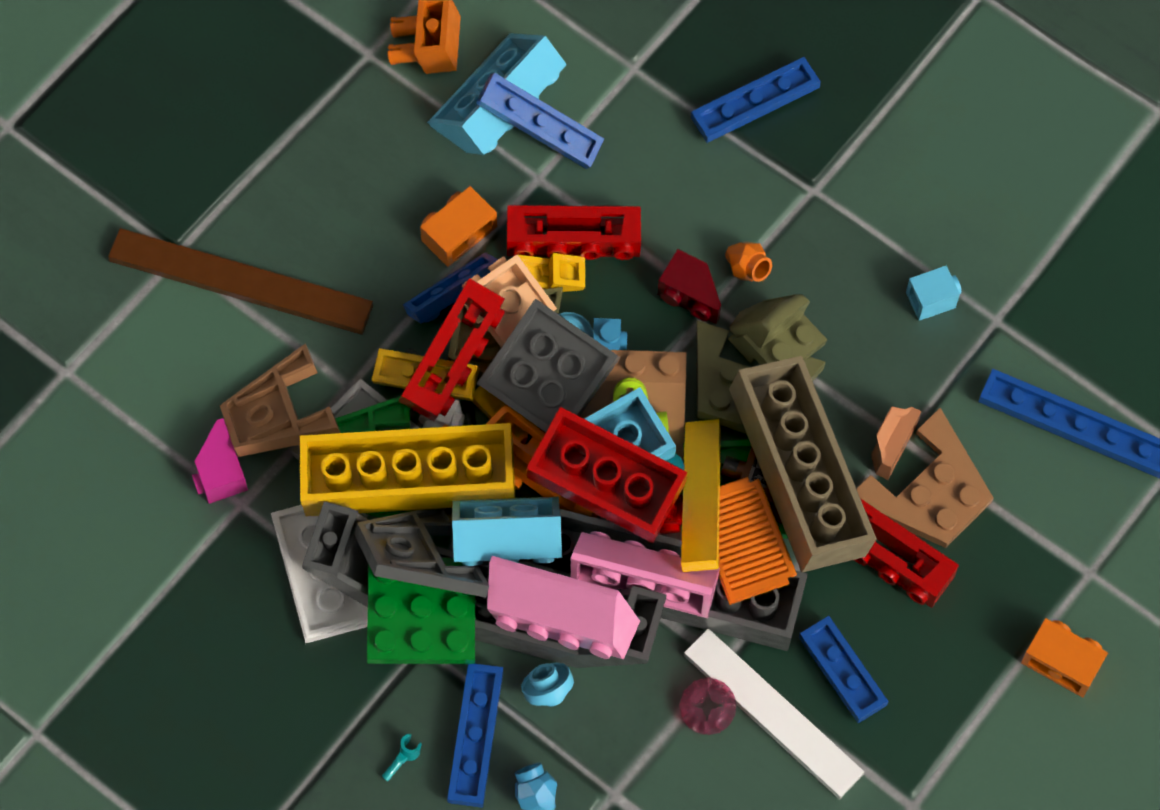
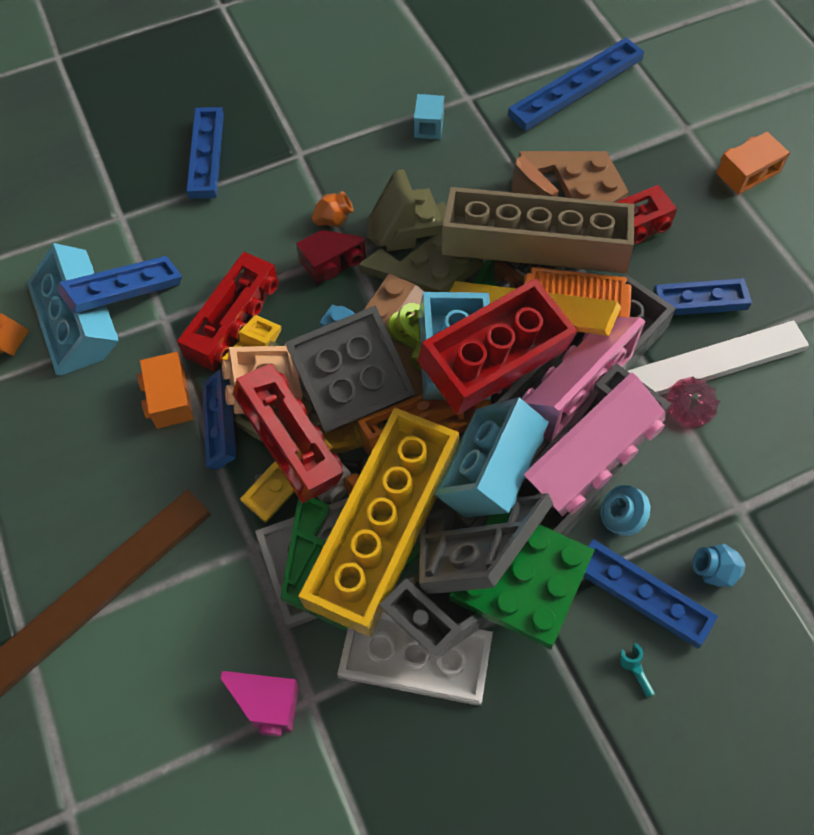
camera: 60 degrees left, 5 degrees down
(263, 413) = (244, 632): medium nougat wing -> none

